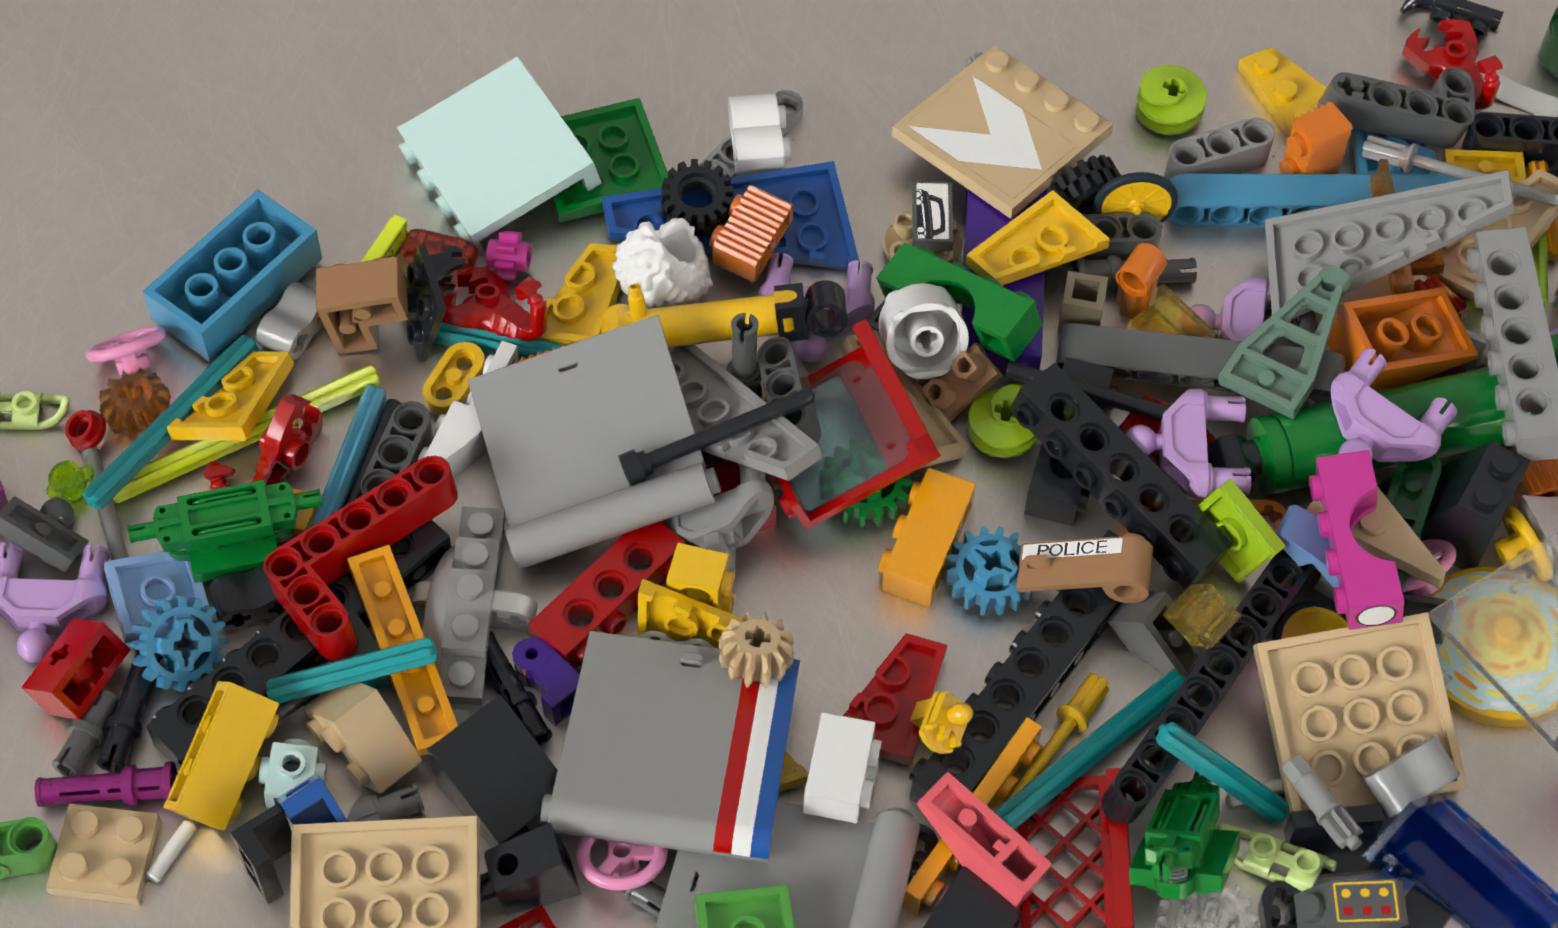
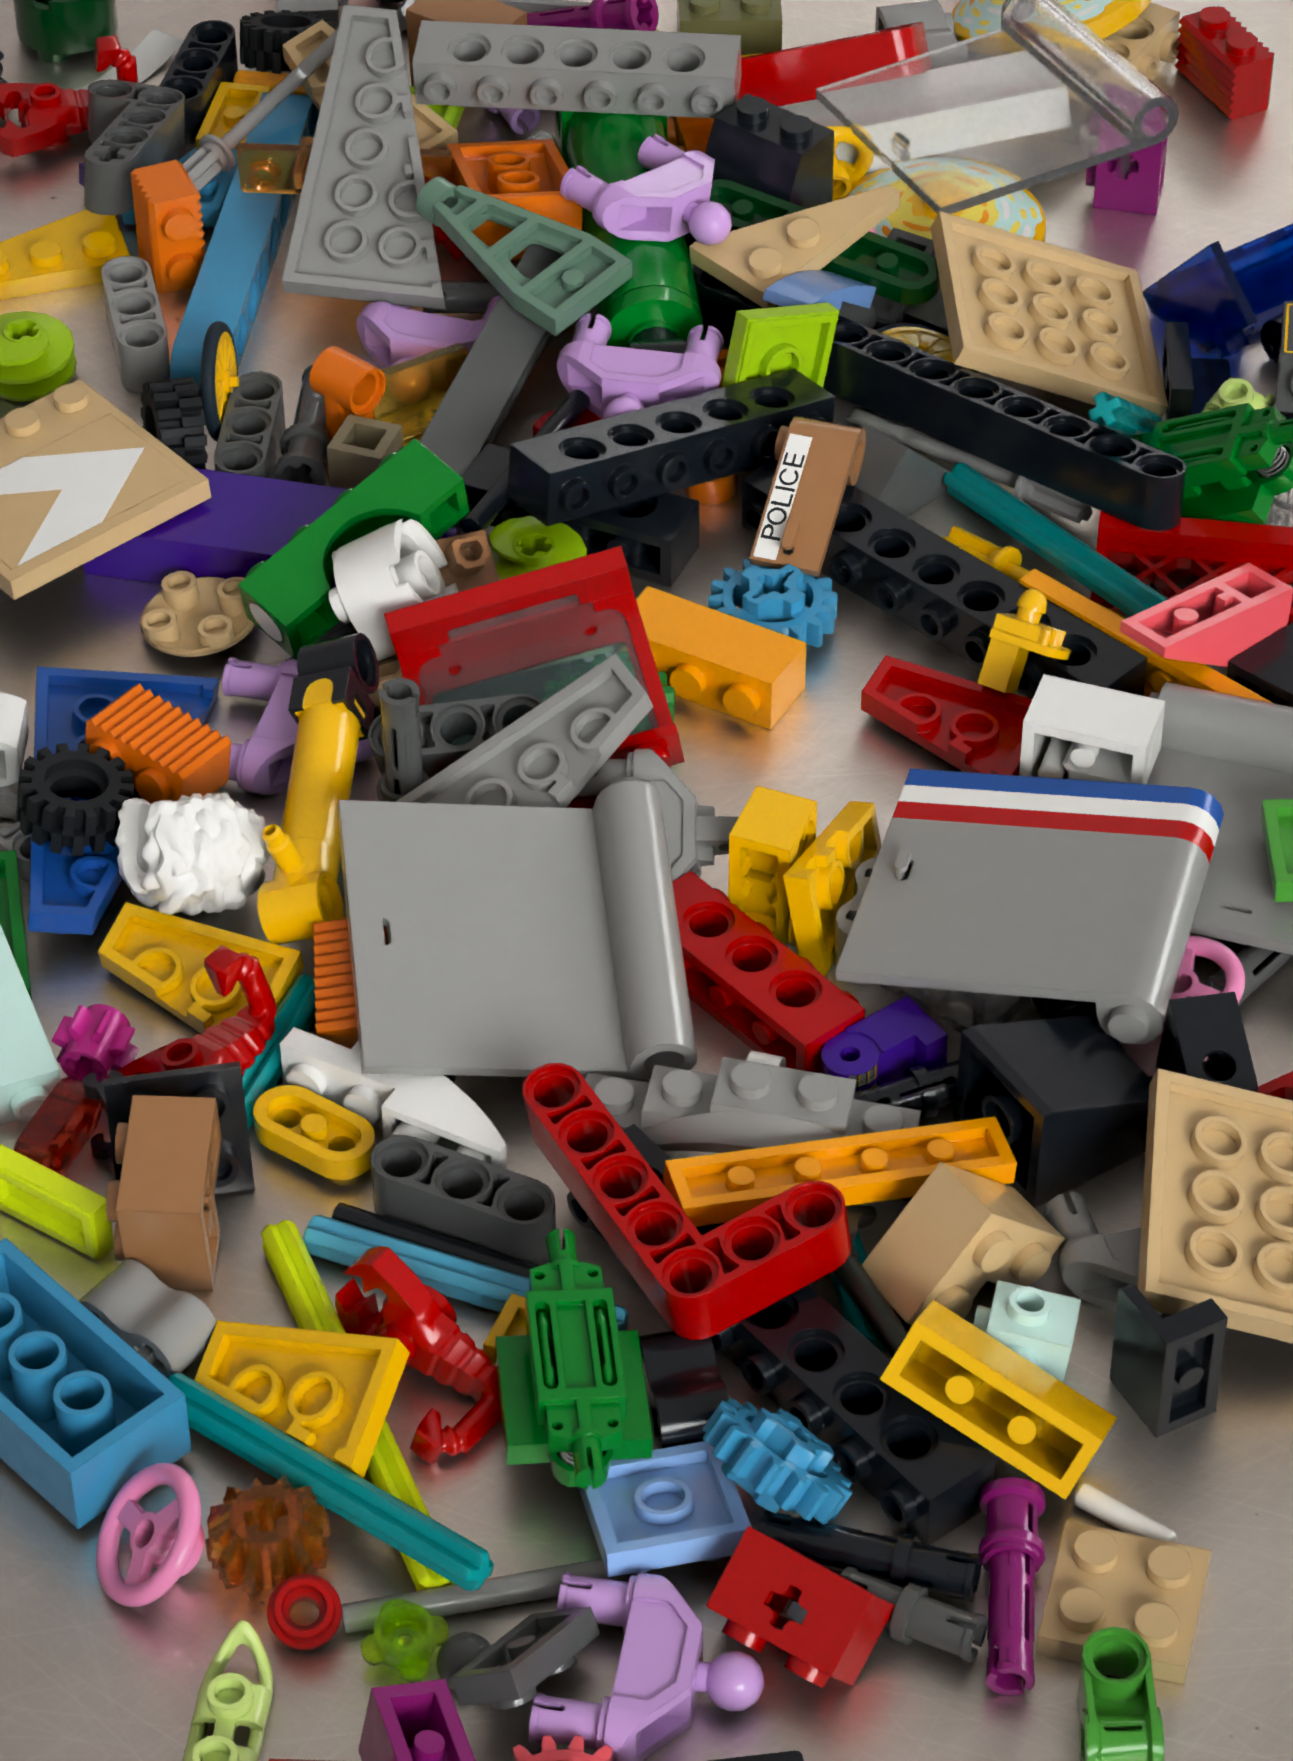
camera: 80 degrees left, 15 degrees down
(311, 803) = (1095, 1272): blue panel -> none
(352, 670) = (881, 1220): teal axle -> none
(639, 465) = (582, 870): black piece -> none
(756, 649) = (909, 782): tan gear -> none
(932, 215) = (168, 584): tile -> none
(1037, 241) = (265, 468): yellow wing -> none
(1201, 615) = (908, 393): clear yellow brick -> none
(1322, 802) = (1172, 351): light grey piece -> none
(1368, 585) = (904, 235): dark pink arch -> none
(1411, 775) = (1134, 288): light grey axle -> none

